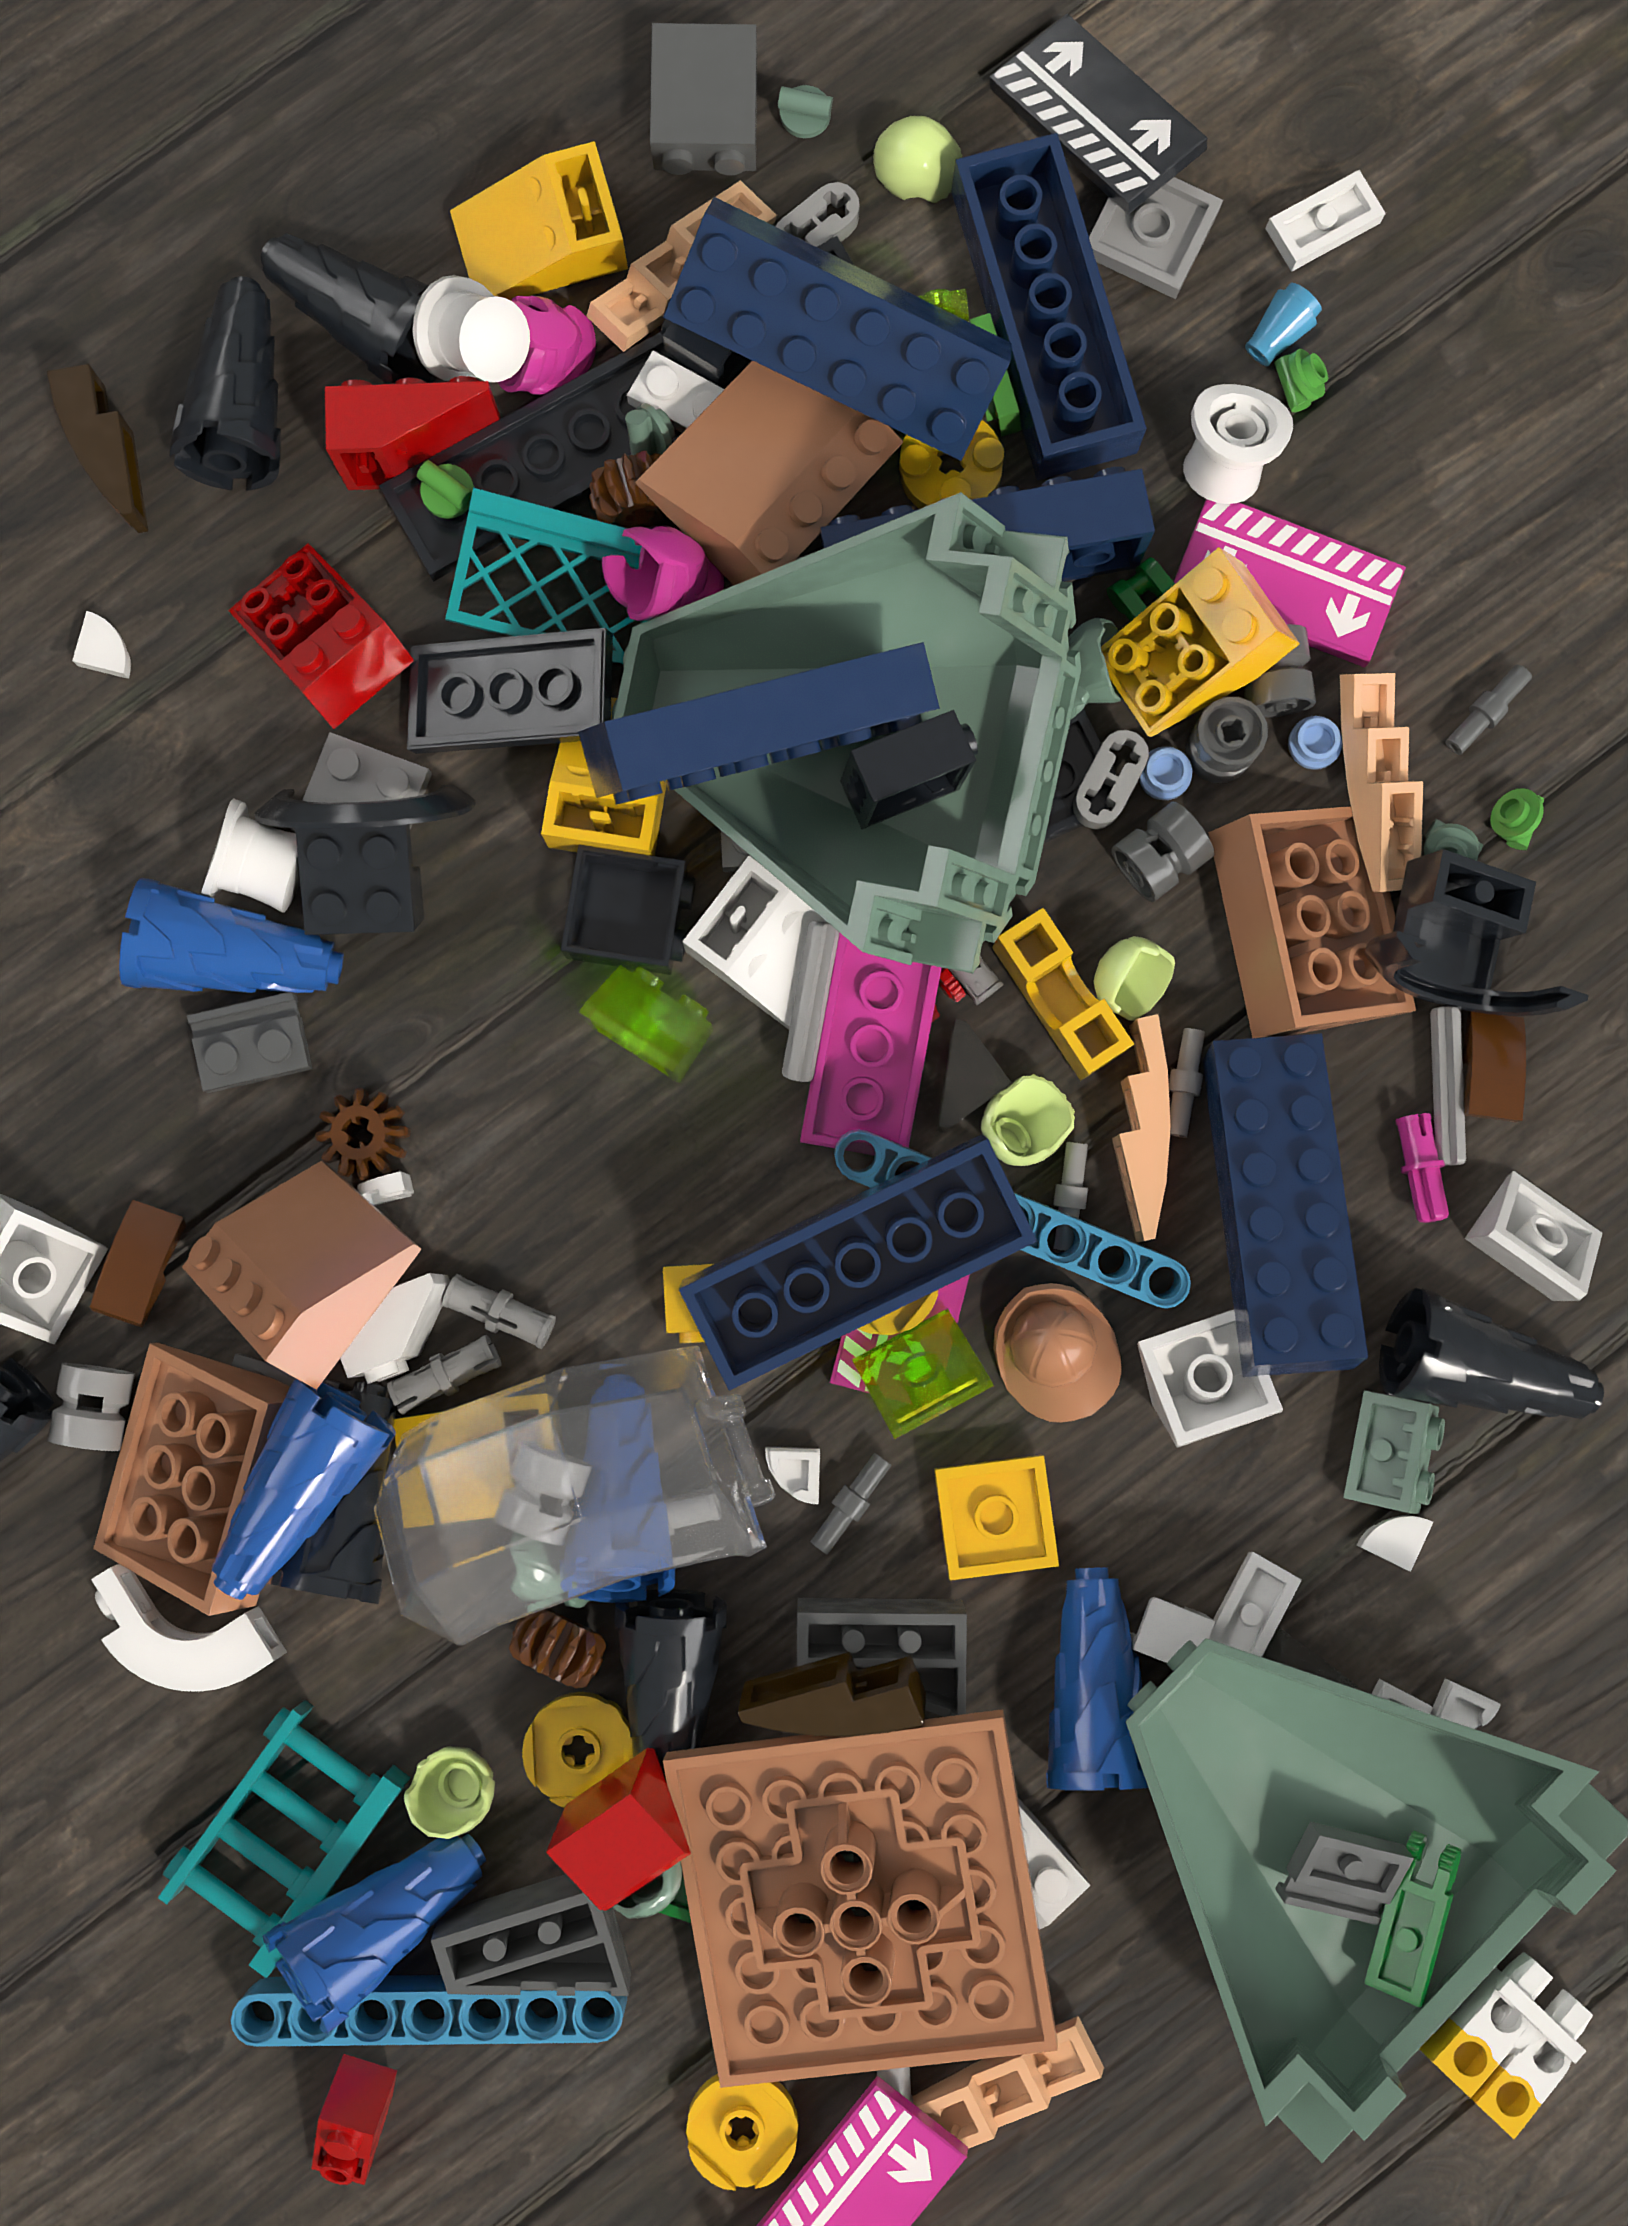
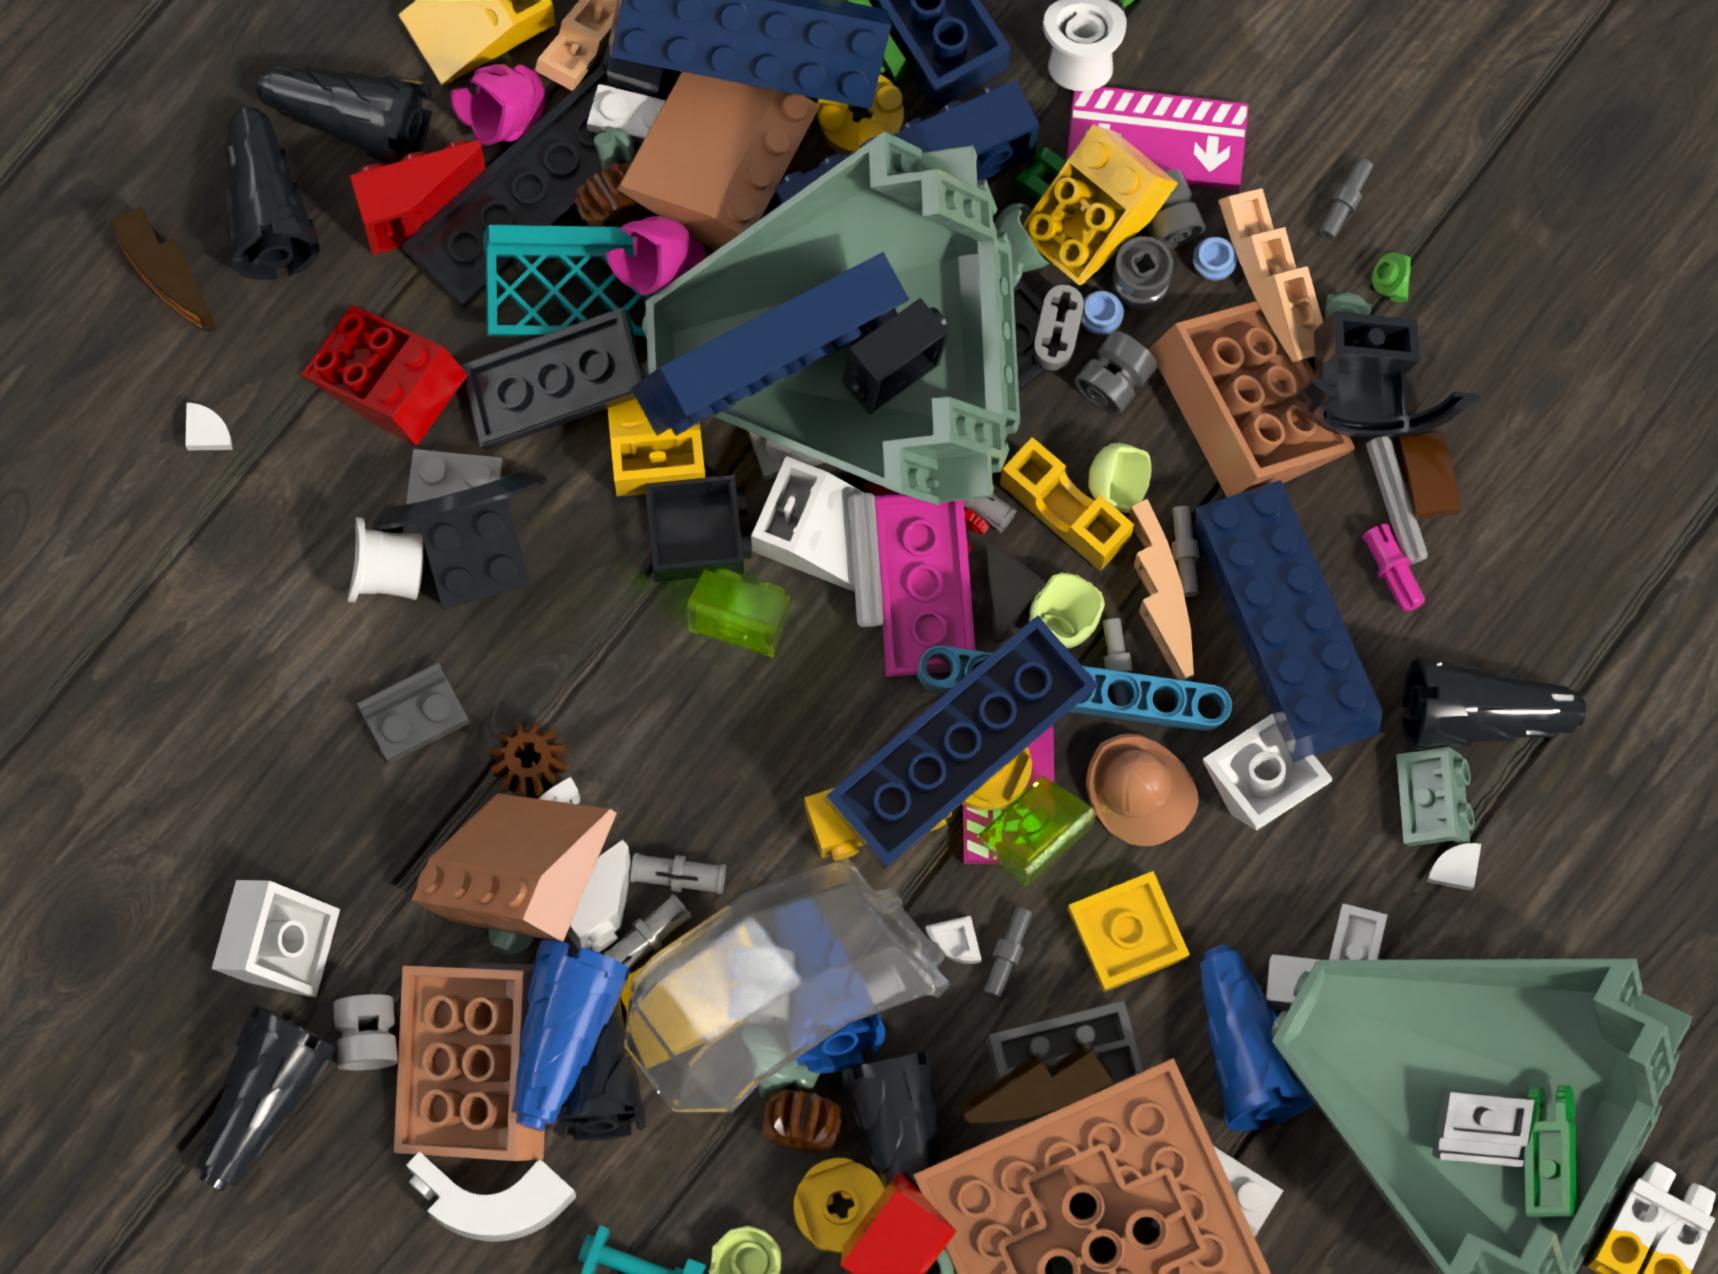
camera: 15 degrees left, 10 degrees down
(136, 1263) = (369, 912): reddish brown slope -> none
(196, 944) = (352, 639): blue cone -> none
(445, 489) = (460, 233): bright green plate -> none
(469, 331) = (452, 105): white piece -> none
(1538, 1239) = (1500, 602): white slope -> none

